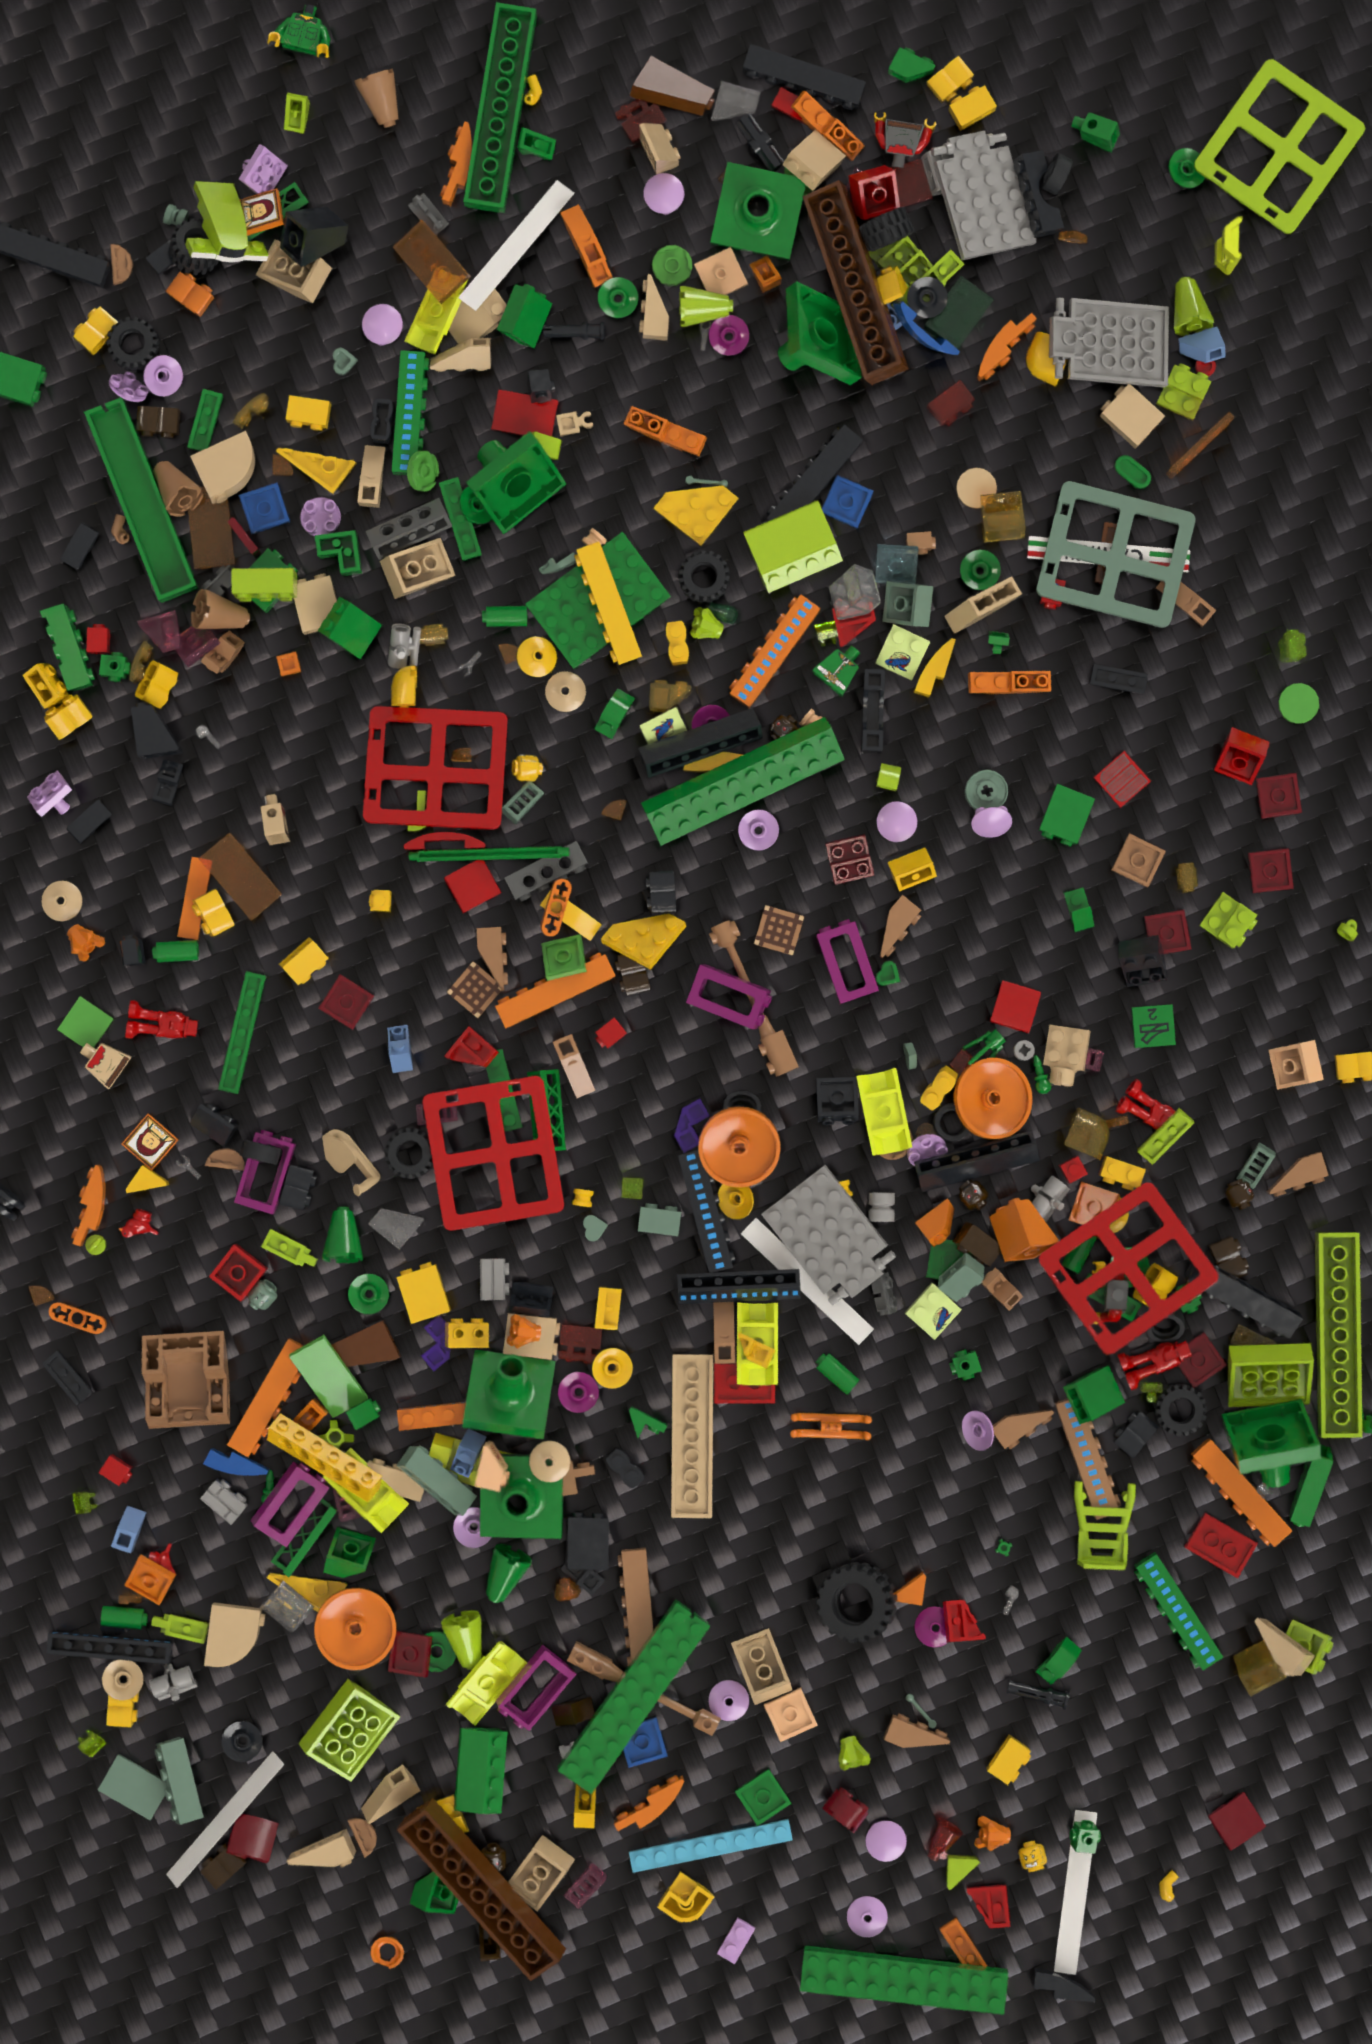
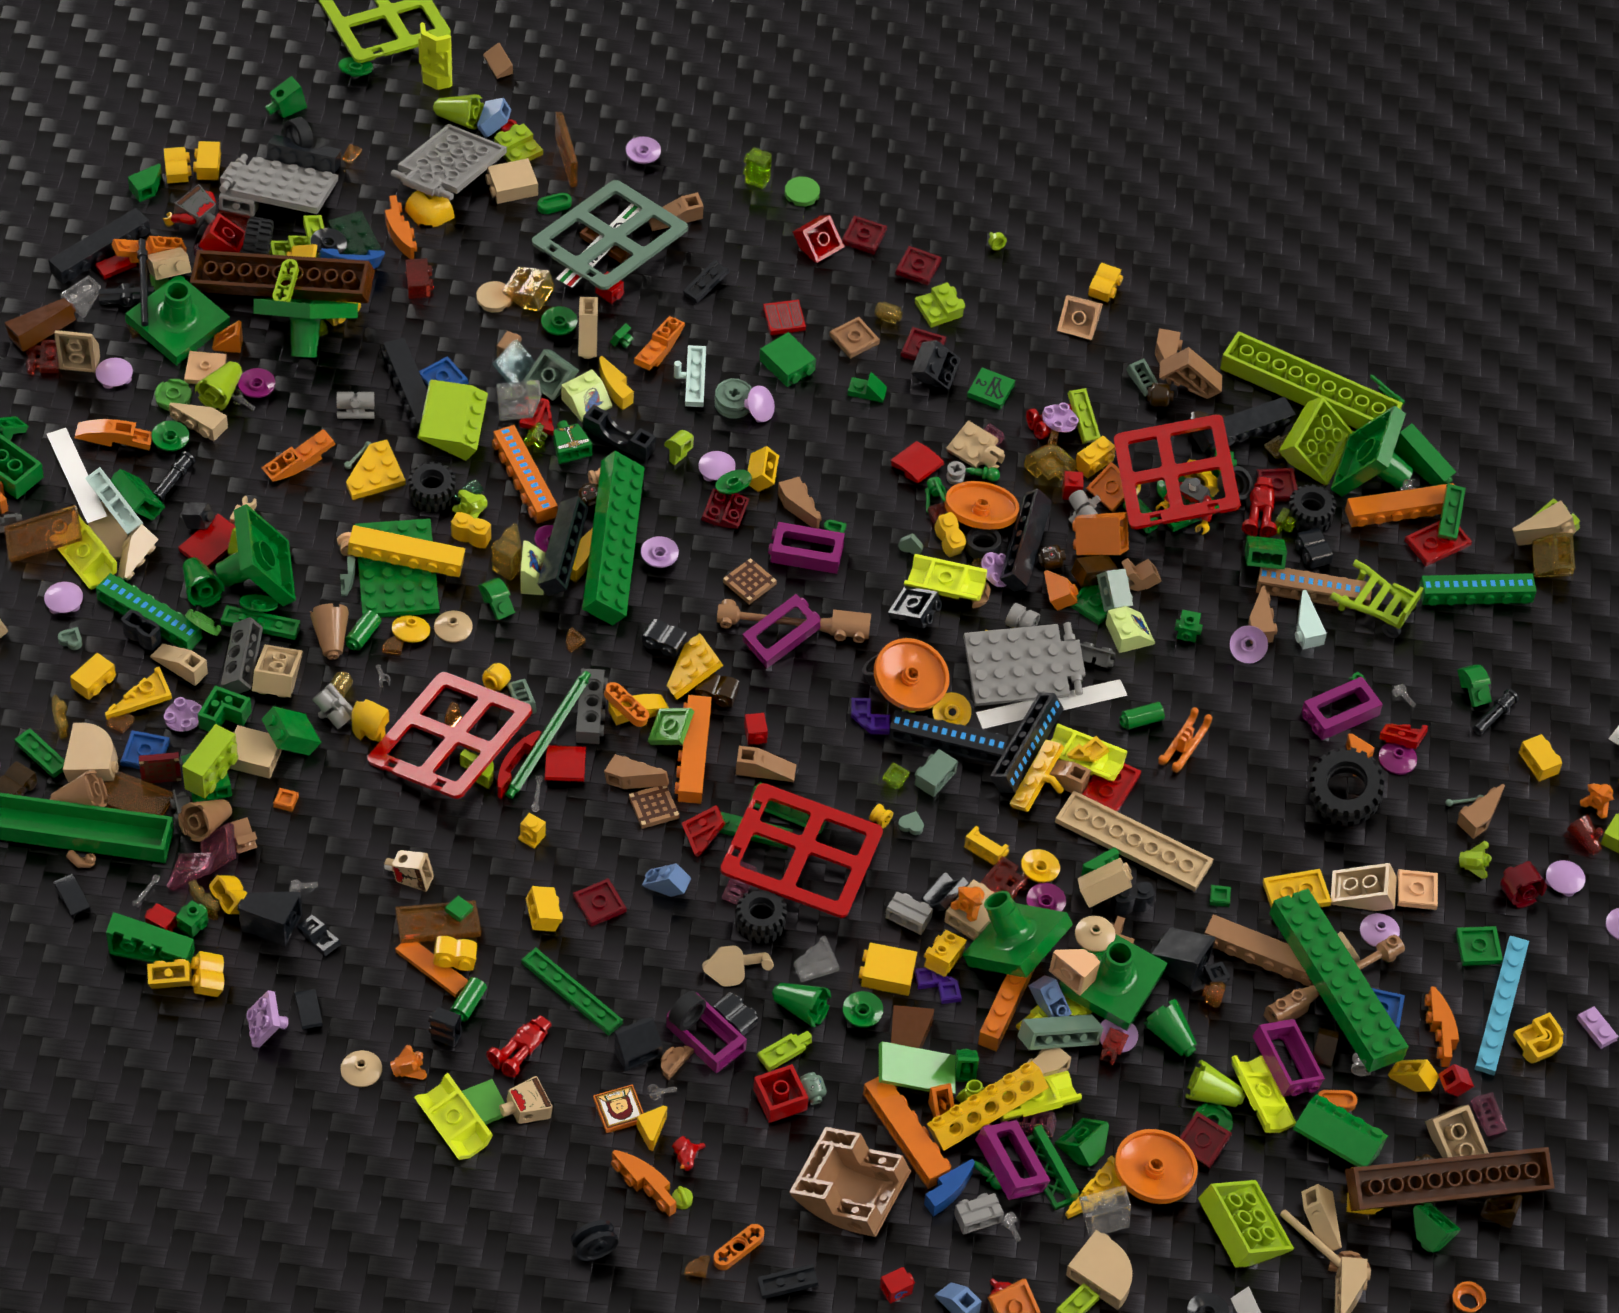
camera: 70 degrees left, 35 degrees down
(53, 1010) = (455, 1118): none -> neon yellow piece
(106, 605) = (136, 903): none -> clear hinge
(235, 1529) = (1008, 1222): none -> clear hand
(259, 888) = (459, 908): none -> green tile
(366, 1794) = (1310, 1237): none -> tan bar
(413, 885) = (535, 807): none -> clear hinge
(460, 1530) = (1113, 1044): none -> clear red plate
(468, 436) = (201, 583): none -> green cone
(485, 589) = (330, 628): none -> medium nougat cone
(495, 305) = (113, 500): none -> light aqua slope
(522, 1747) = (1341, 1098): none -> orange tile
(597, 1844) = (1456, 1080): none -> red brick
(617, 1439) = (1105, 882): none -> tan brick
(680, 1541) = (1220, 896): none -> green tile
(681, 1685) = (1349, 947): none -> tan tile
(705, 1316) = (1038, 775): none -> yellow plate
(723, 1608) = (1287, 884): none -> yellow plate
(759, 443) = (355, 405): none -> light grey pin
(804, 131) = (142, 256): none -> black bar
(833, 305) = (283, 275): none -> lime beam
(880, 844) = (733, 481): none -> green dish
(938, 1523) = (1324, 727): none -> magenta piece
(992, 737) = (694, 376): none -> light aqua plate
(1037, 1473) = (1309, 626): none -> light aqua slope
(1144, 1116) = (1060, 417): none -> lavender dish
(1252, 1546) = (1451, 512): none -> green plate
(1259, 510) = (643, 150): none -> lavender dish
(1277, 1214) = (1192, 372): none -> medium nougat wedge
(1286, 302) = (498, 61): none -> medium nougat slope

